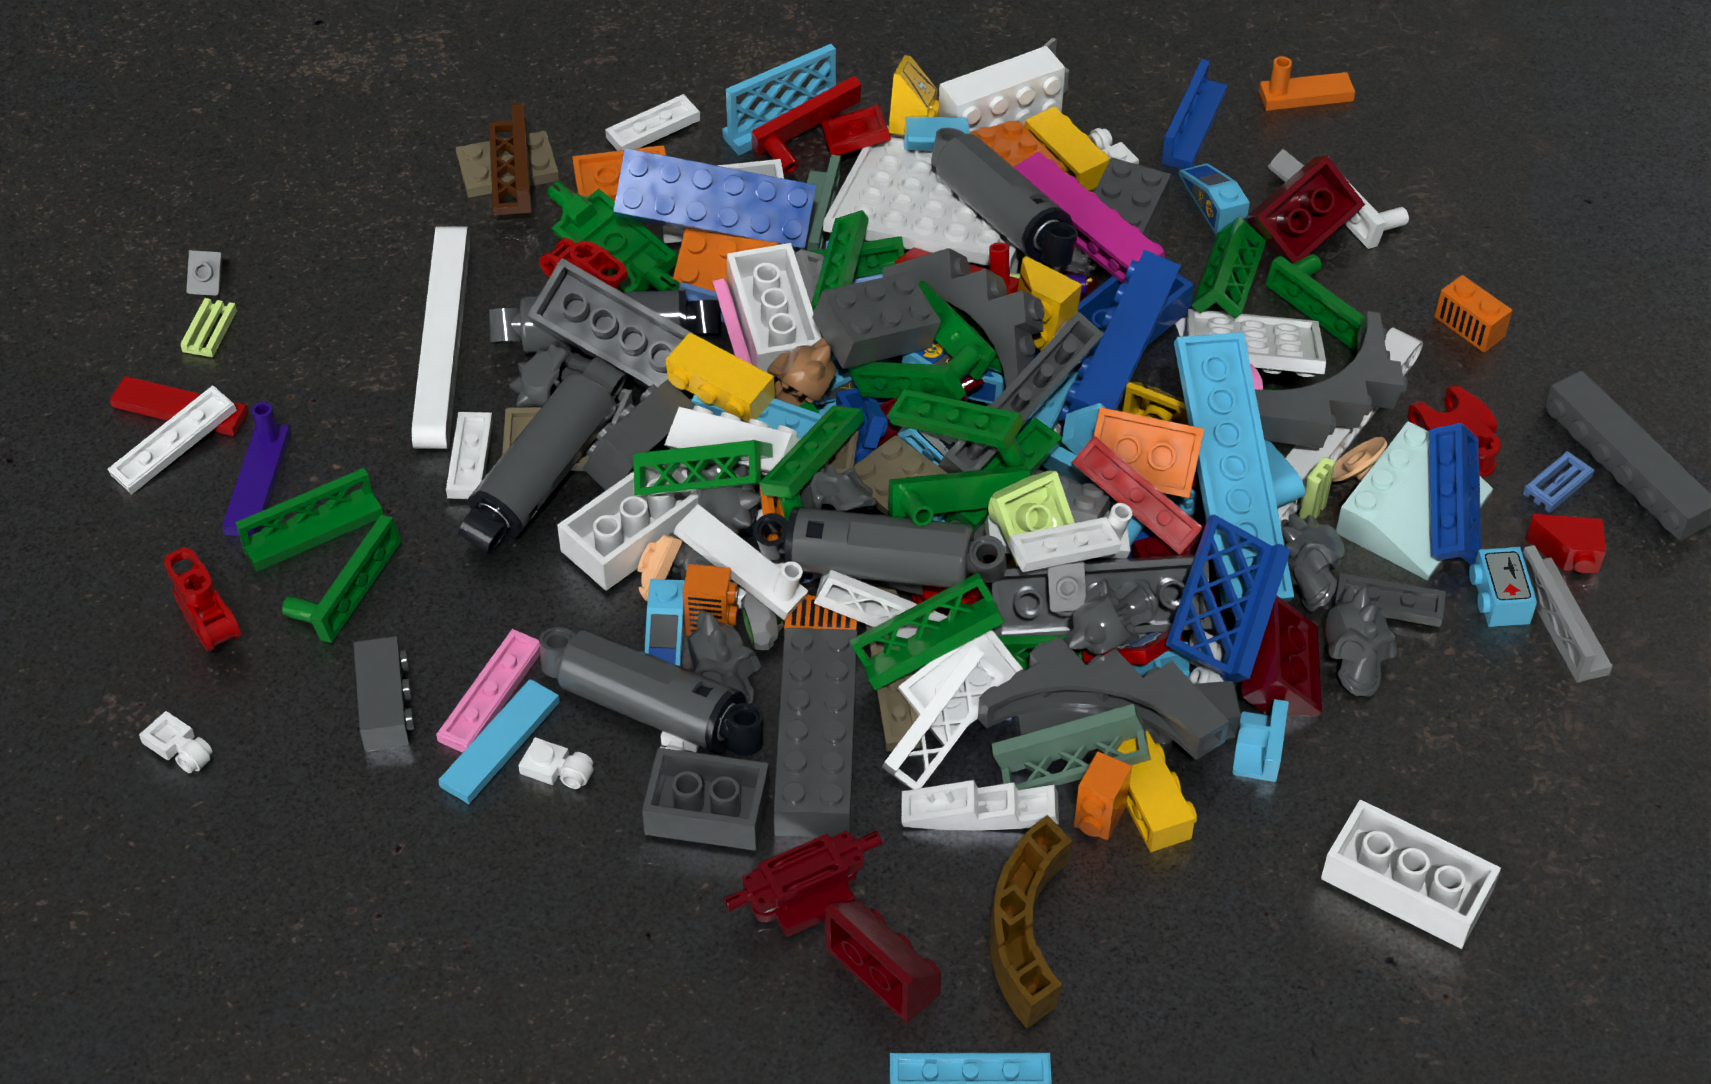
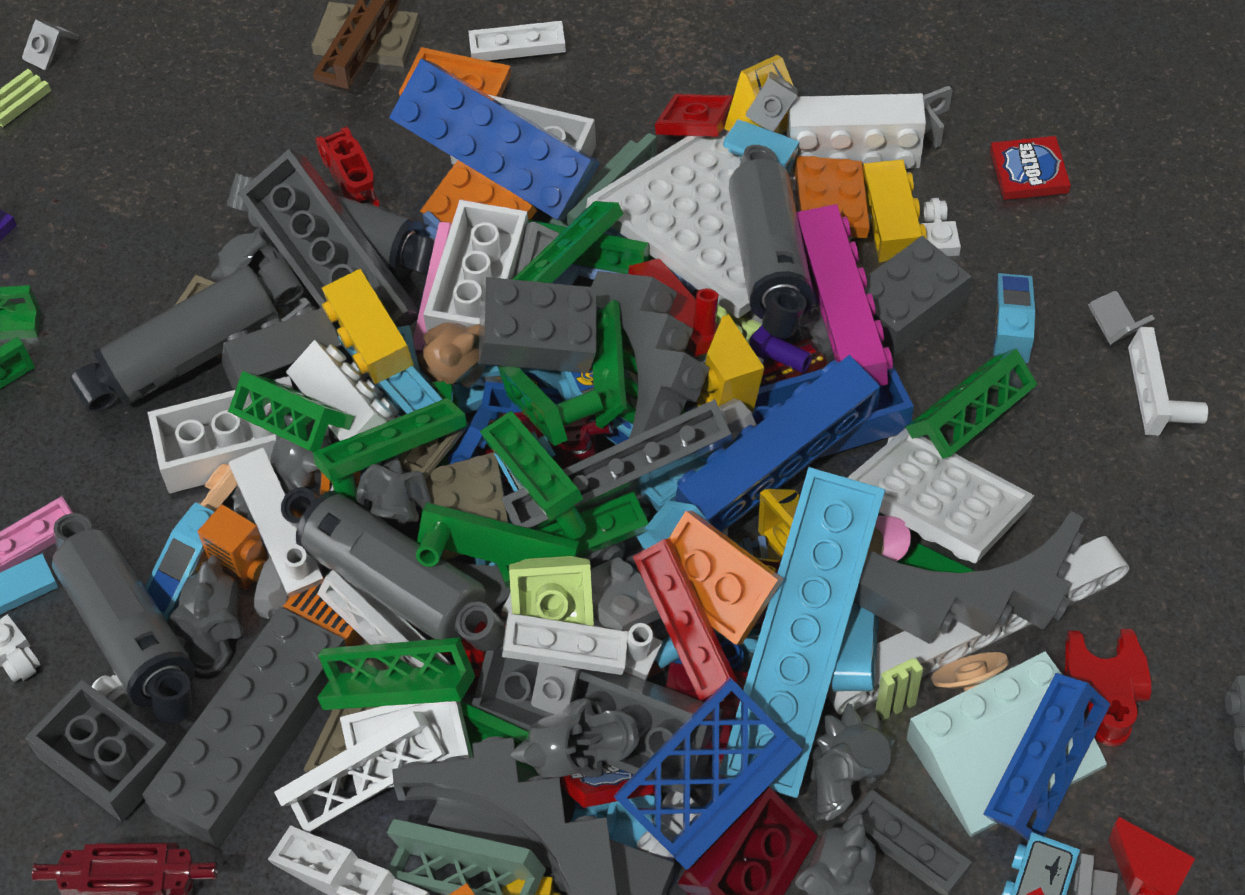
camera: 30 degrees right, 5 degrees up
(441, 338) = (192, 184): white beam -> none
(469, 453) = (142, 303): white plate -> none
(626, 239) = (401, 160): green plate -> none
(738, 132) = (643, 75): medium azure fence -> none
(776, 132) = (646, 85): red piece -> none
(930, 93) = (772, 102): none -> light grey bracket
(1150, 82) = (1029, 167): none -> tile
(1193, 119) = (1045, 222): blue fence -> none
(1289, 92) = (1186, 234): orange piece -> none
(1305, 209) = (1091, 369): dark red slope -> none
(1314, 300) = (1032, 445): green piece -> none
(1473, 313) = (1207, 555): orange brick -> none
(1545, 496) = (1162, 809): medium blue tile -> none

